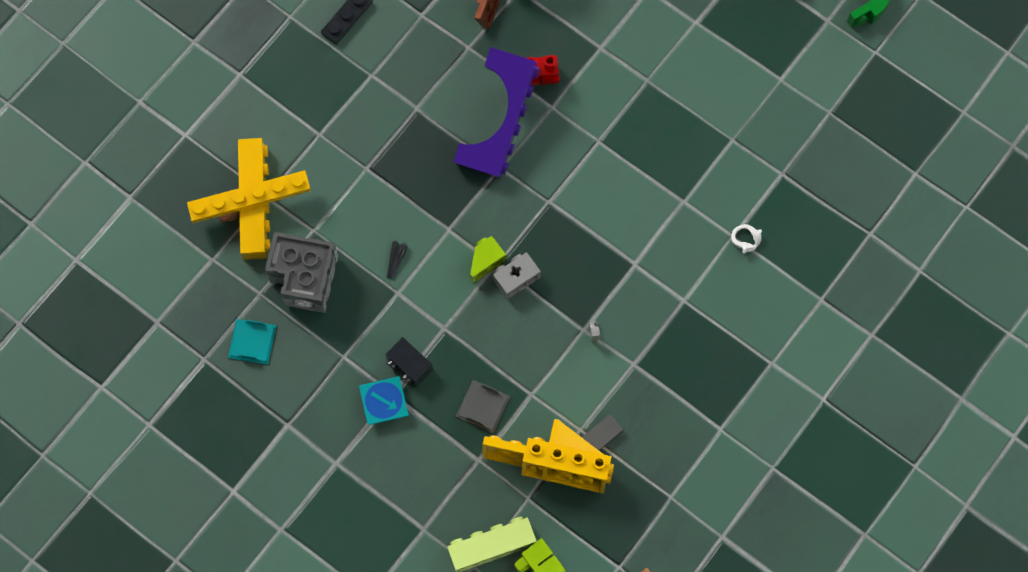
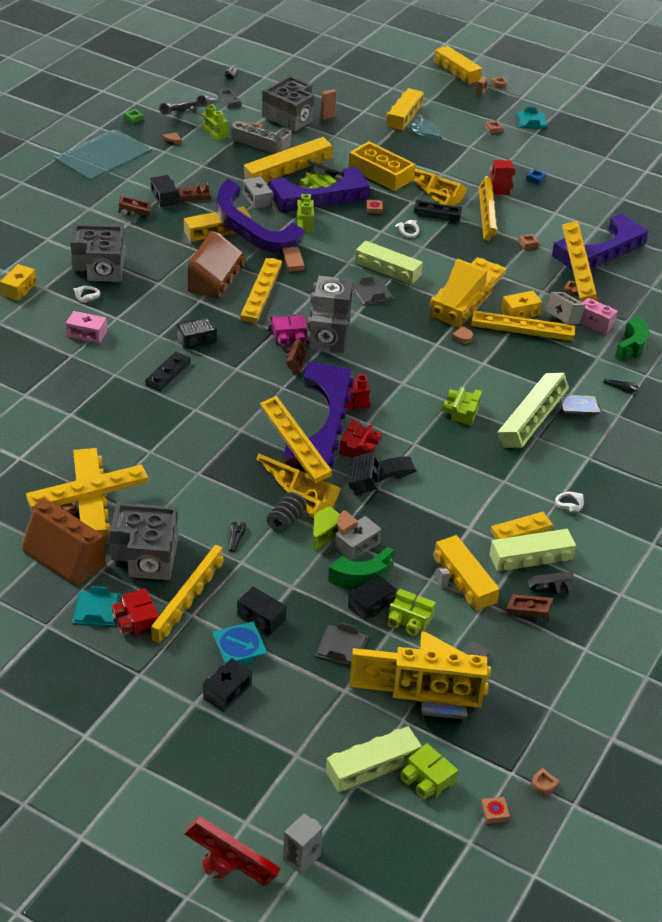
camera: 10 degrees left, 30 degrees down
(221, 266) = (63, 543): none -> dark orange windscreen
(291, 355) = (137, 609): none -> red hips
(336, 341) = (185, 596): none -> yellow plate
(364, 459) = (227, 684): none -> black brick
(448, 234) = (286, 512): none -> dark grey piece
(466, 147) = (296, 439): none -> yellow plate
(478, 205) = (292, 480): none -> yellow wedge
(504, 263) = (346, 522): none -> nougat tile
(517, 323) = (354, 574): none -> green arch
(519, 354) = (371, 597): none -> black brick
(535, 137) = (358, 440): none -> red hips
(536, 189) = (364, 473): none -> black brick
(555, 375) = (411, 612): none -> lime hips
(565, 498) = (443, 710): none -> piece
(568, 178) = (398, 466): none -> black slope
(618, 328) = (466, 573): none -> yellow brick
(661, 93) = (462, 405): none -> lime hips
(673, 378) = (530, 606): none -> copper plate
(688, 270) = (522, 526): none -> yellow plate
(692, 304) = (532, 550): none -> yellowish green brick
(694, 346) = (542, 582): none -> dark grey plate
(733, 107) = (533, 410): none -> yellowish green brick
(786, 100) = (579, 405): none -> piece
(845, 68) = (626, 386): none -> black piece

